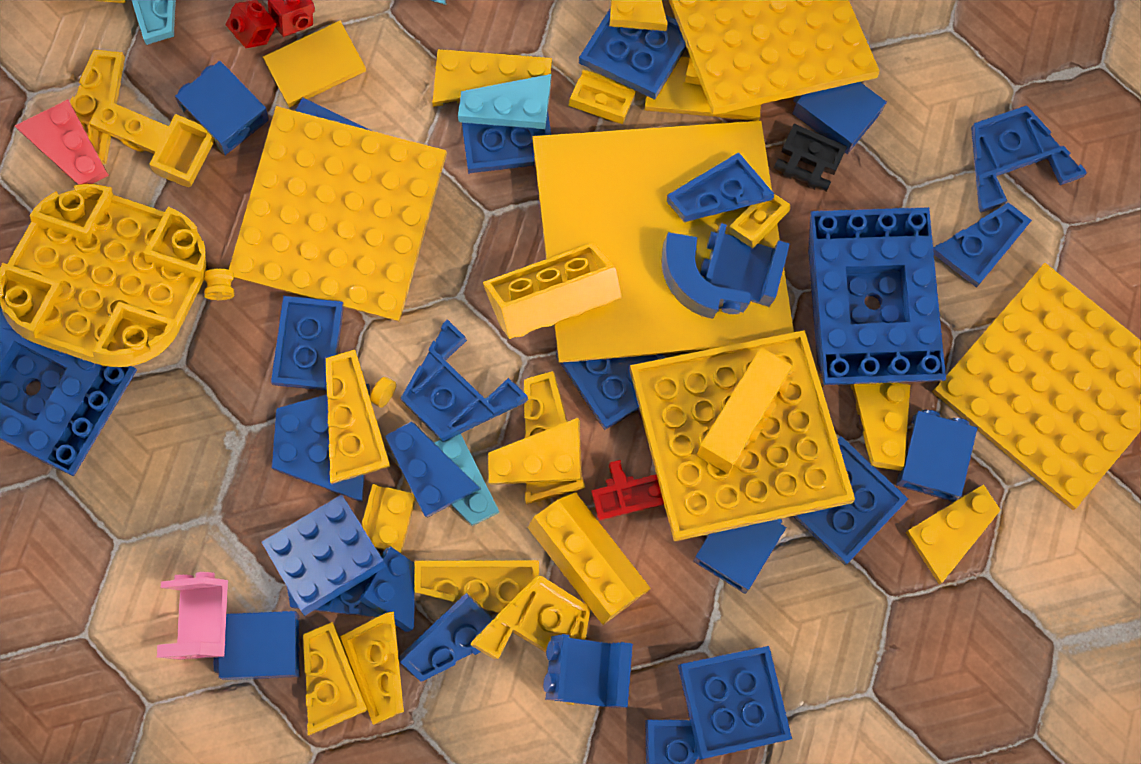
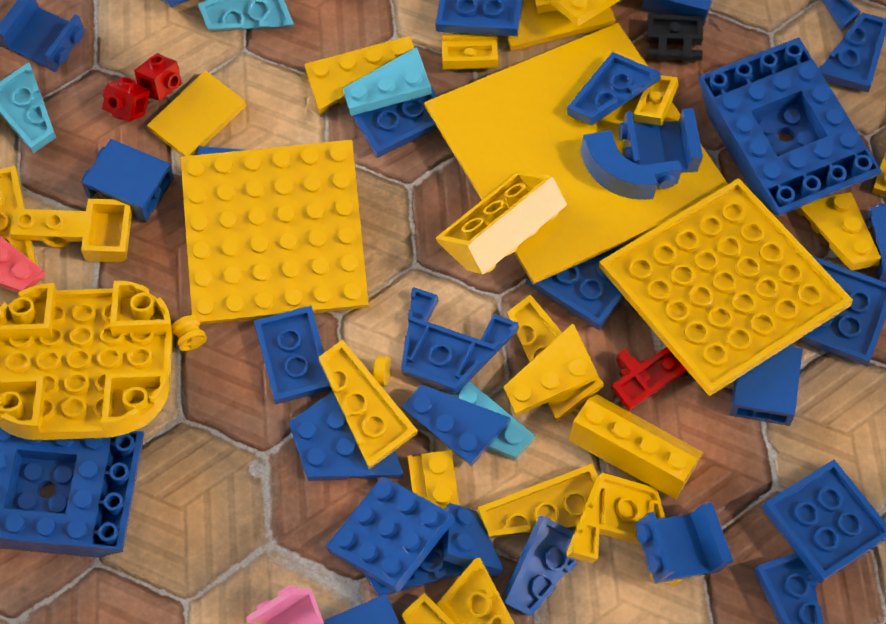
camera: 15 degrees left, 10 degrees down
(745, 410) = (721, 260): yellow brick -> none

